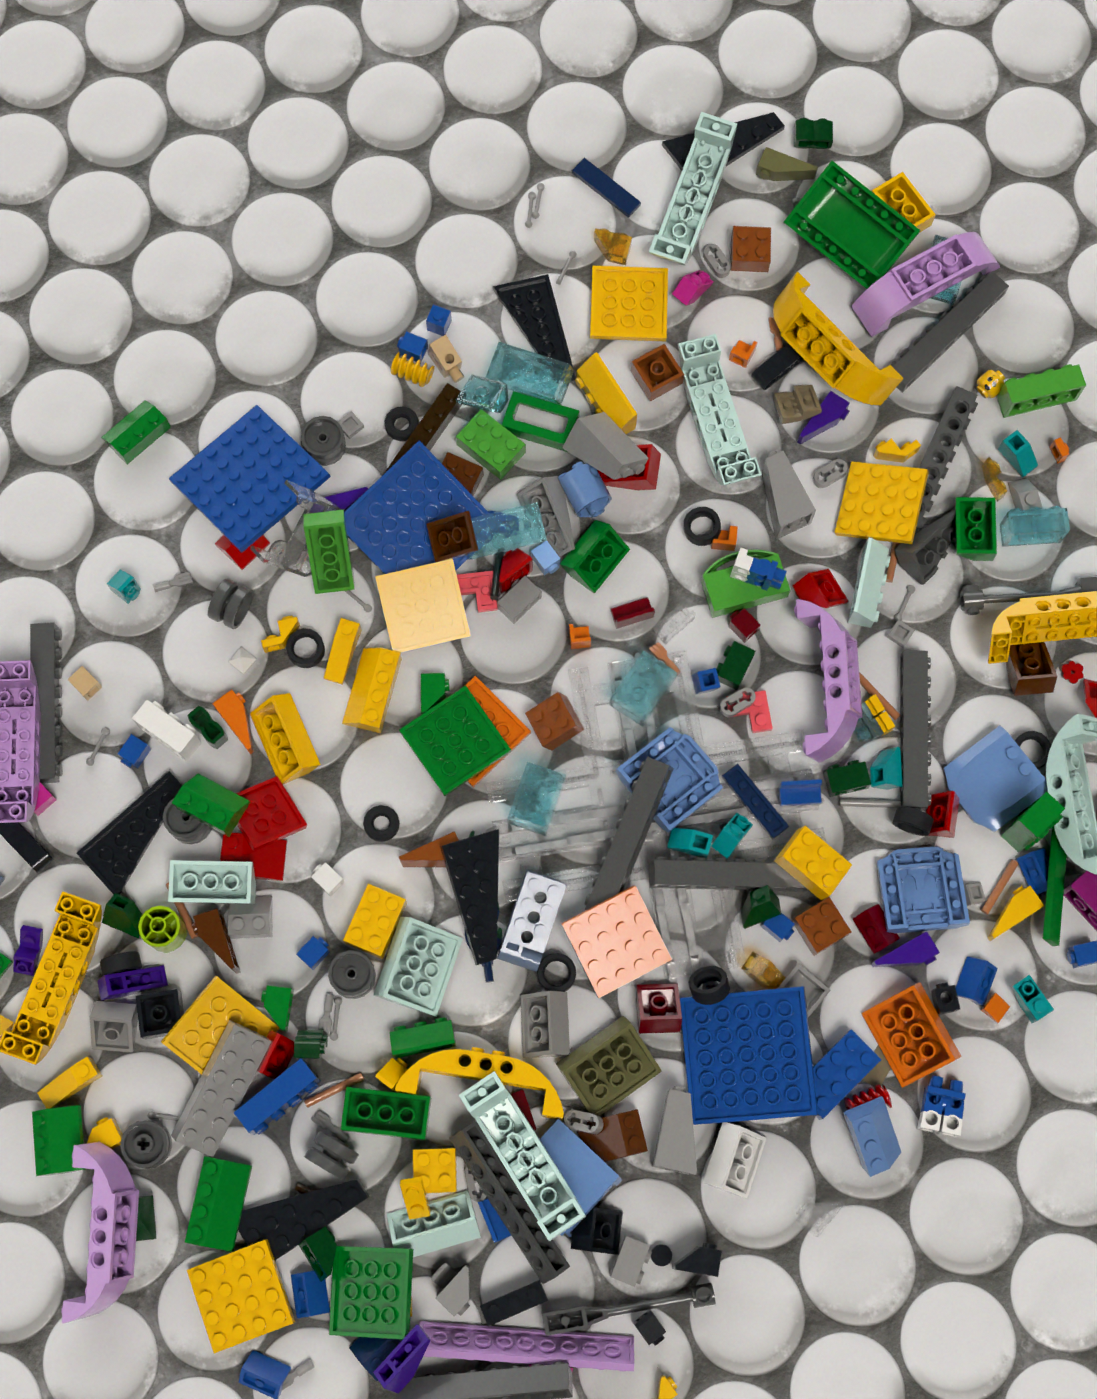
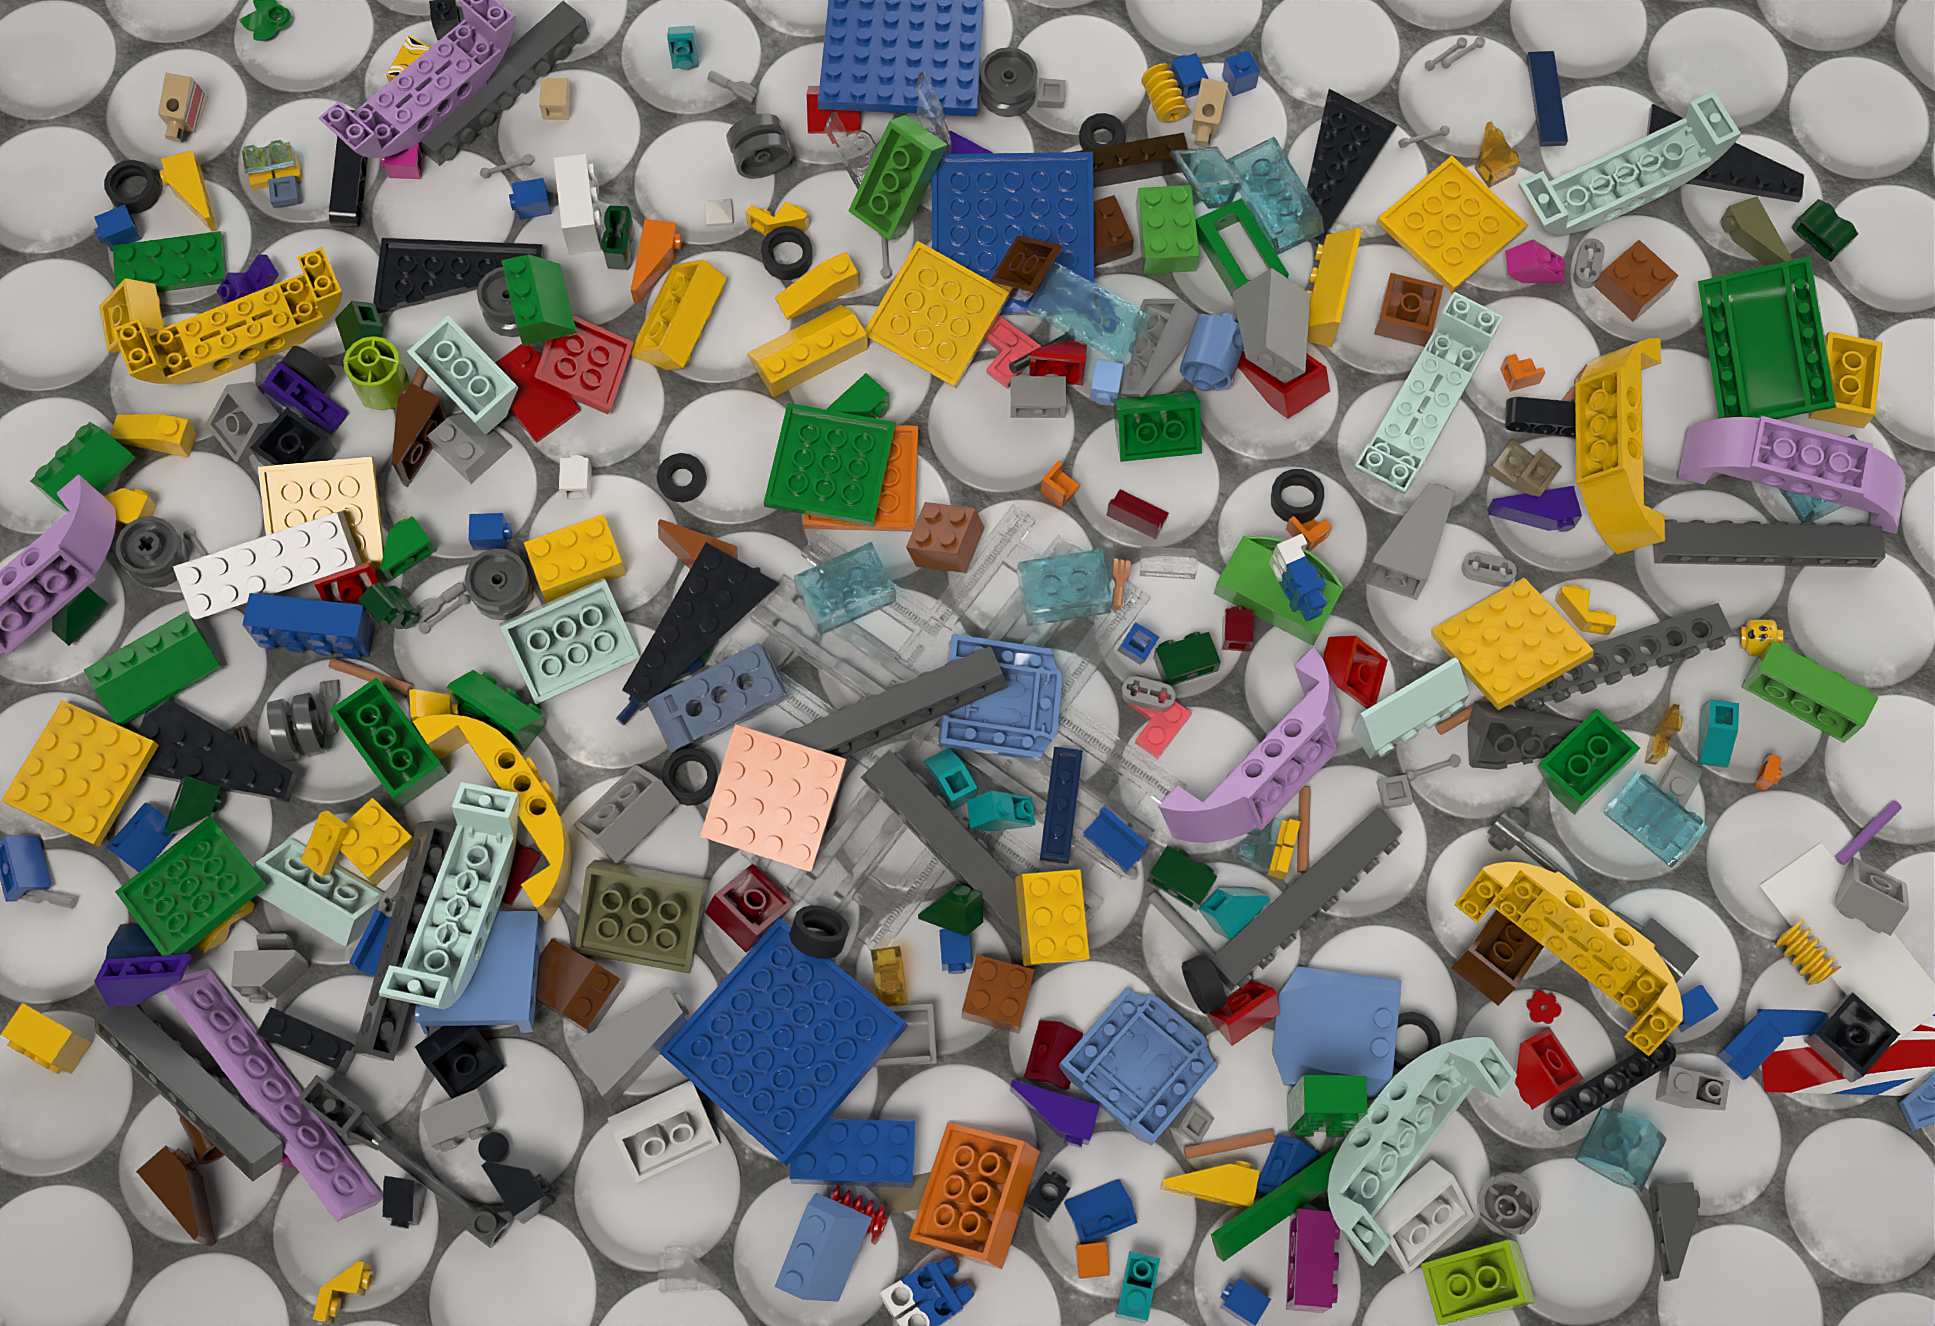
camera: 45 degrees right, 5 degrees down
(582, 1126) = (555, 942): light grey beam -> none

